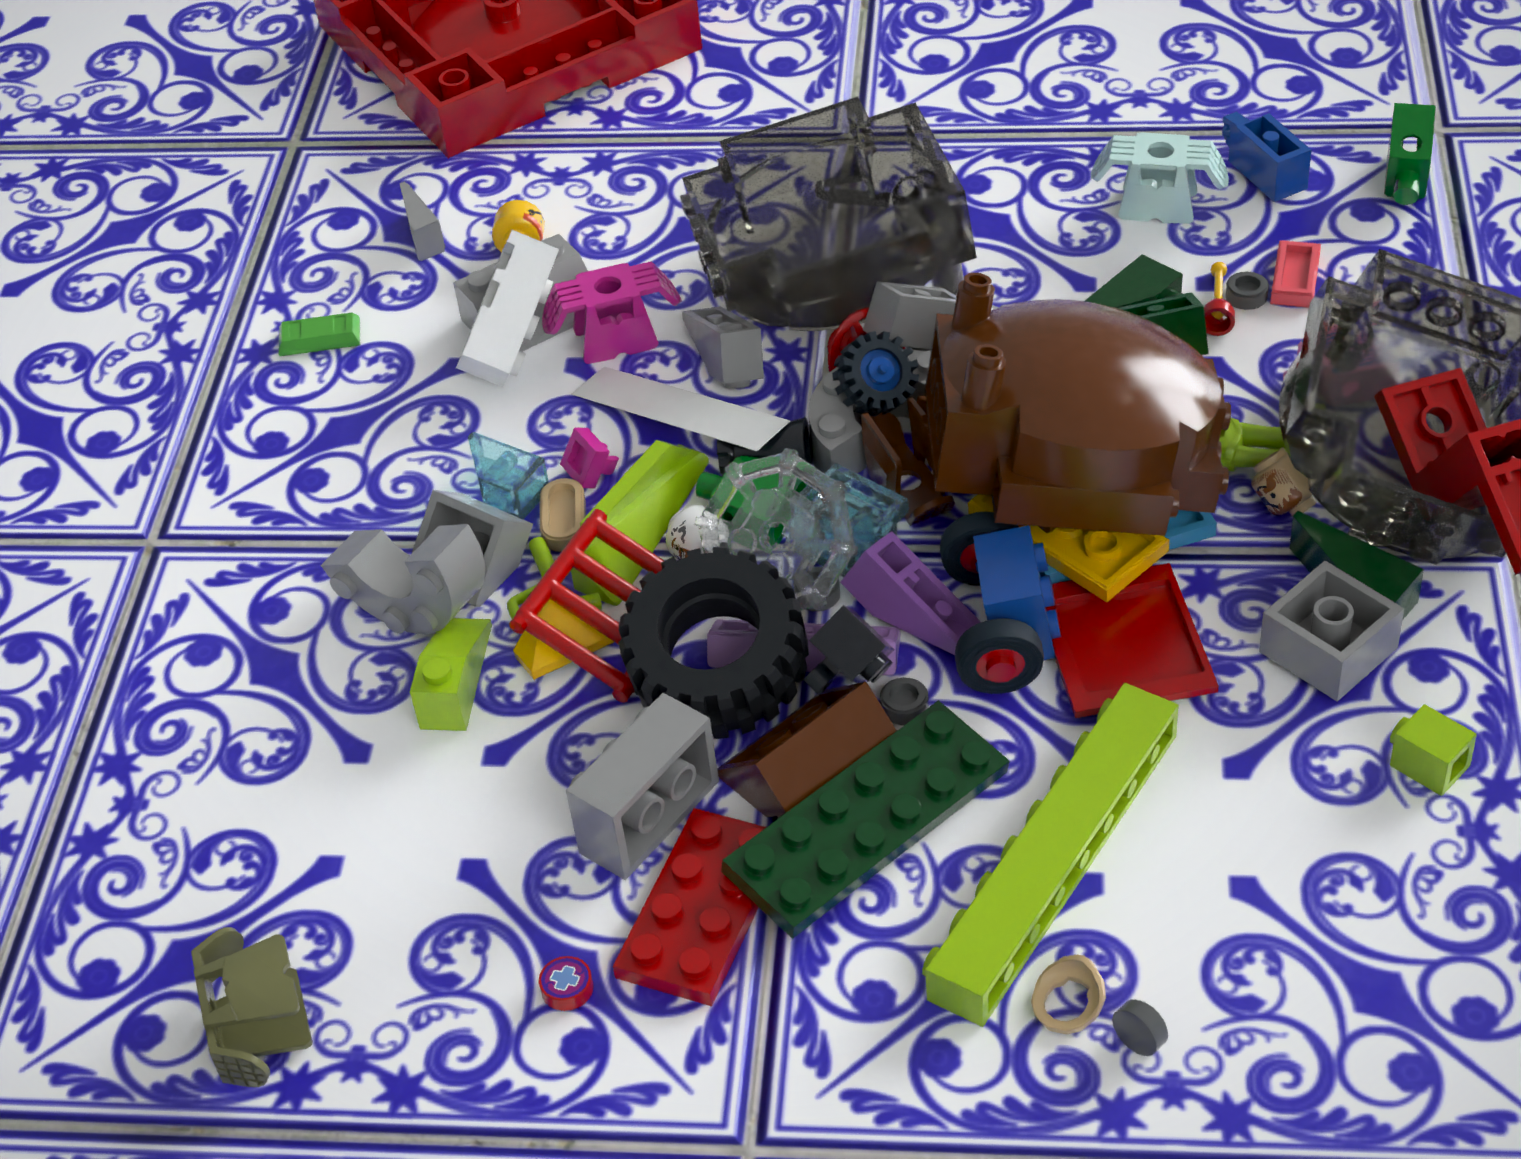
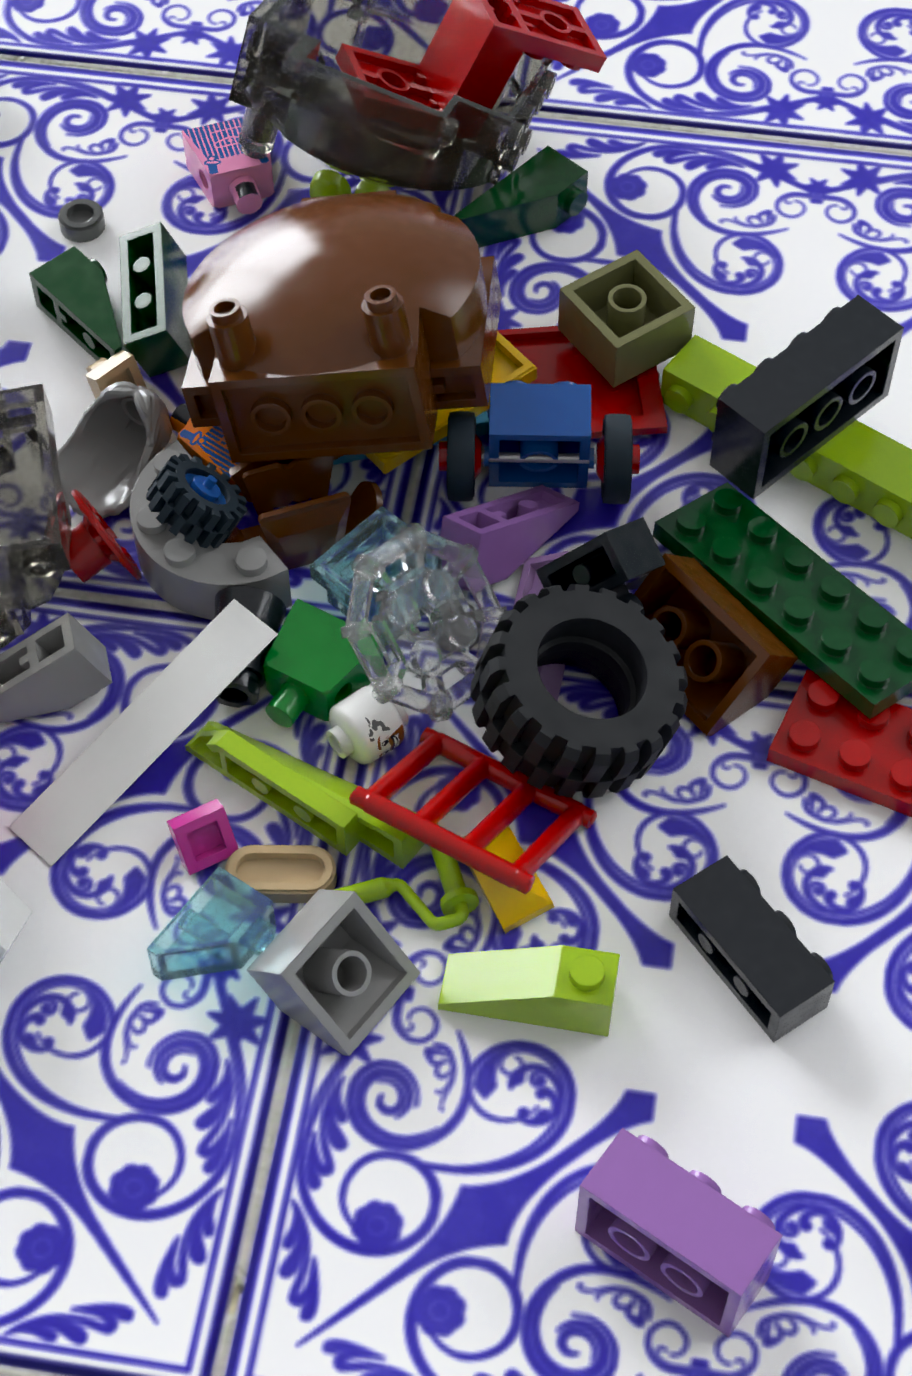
camera: 90 degrees left, 10 degrees up
(220, 751) = (677, 1230): none -> medium lavender brick
(404, 590) = (421, 1014): light grey brick -> none
(484, 801) = (751, 947): none -> black brick
(643, 785) = (765, 774): light grey brick -> none
(908, 312) = (97, 464): light grey brick -> none
(1066, 761) = (804, 395): none -> black brick
(1180, 643) = (625, 317): none -> olive brick
(1219, 307) = (110, 242): red hinge -> none
(1295, 273) = (67, 179): coral tile -> none
(1331, 630) = (605, 218): light grey brick -> none
(1432, 749) = (745, 189): lime brick -> none

